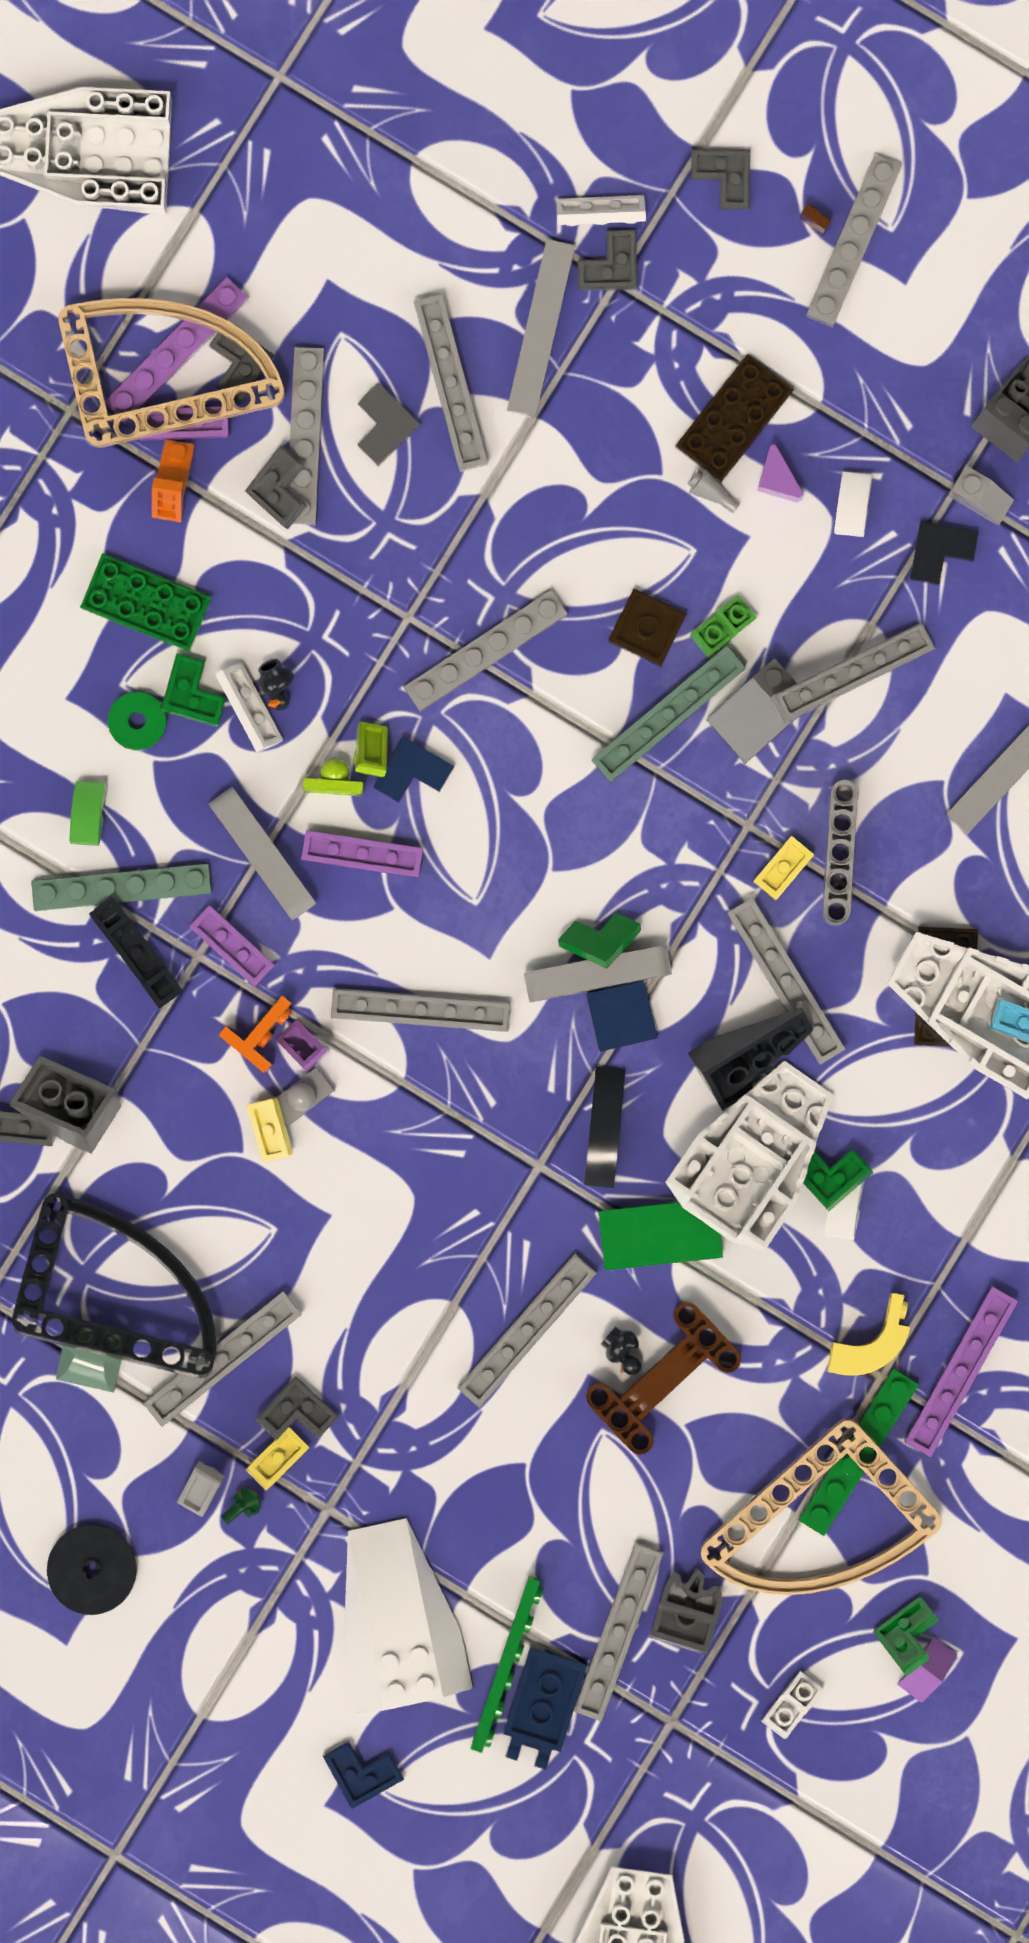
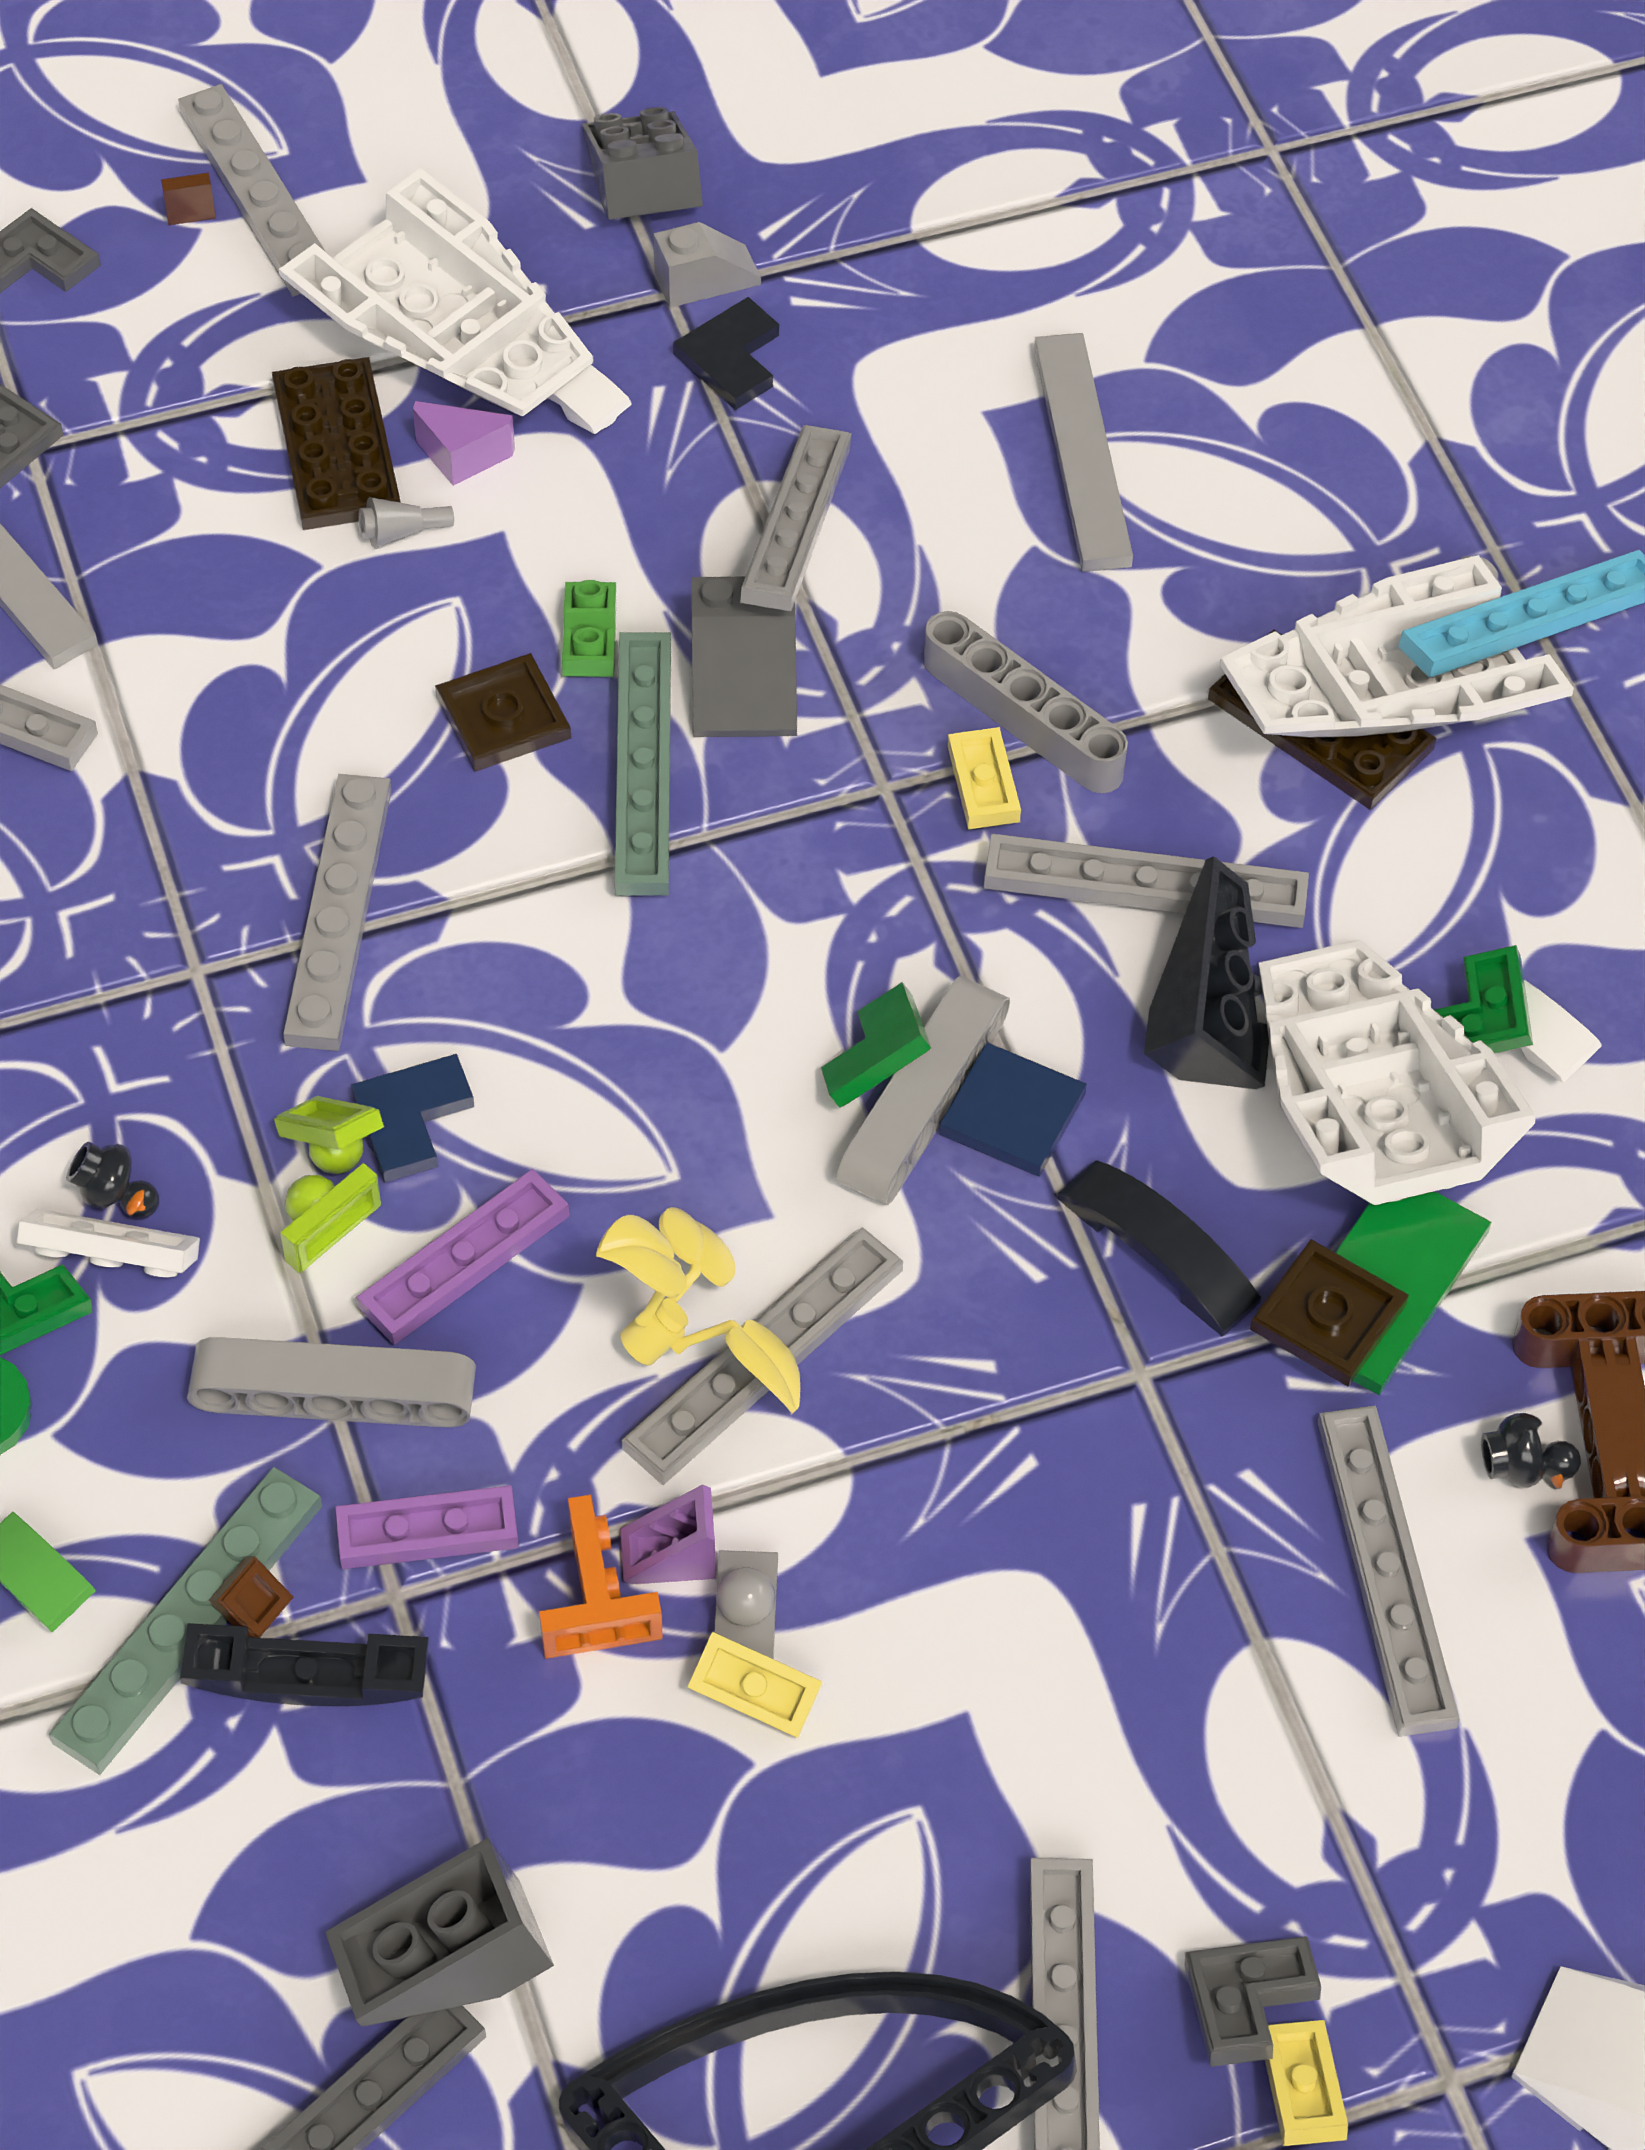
camera: 50 degrees left, 30 degrees down
(146, 906) = (251, 1597): none -> reddish brown tile
(388, 956) = (662, 1324): none -> light yellow plant
(620, 1225) = (1329, 1312): none -> dark brown tile
(845, 401) = (445, 298): none -> white wedge

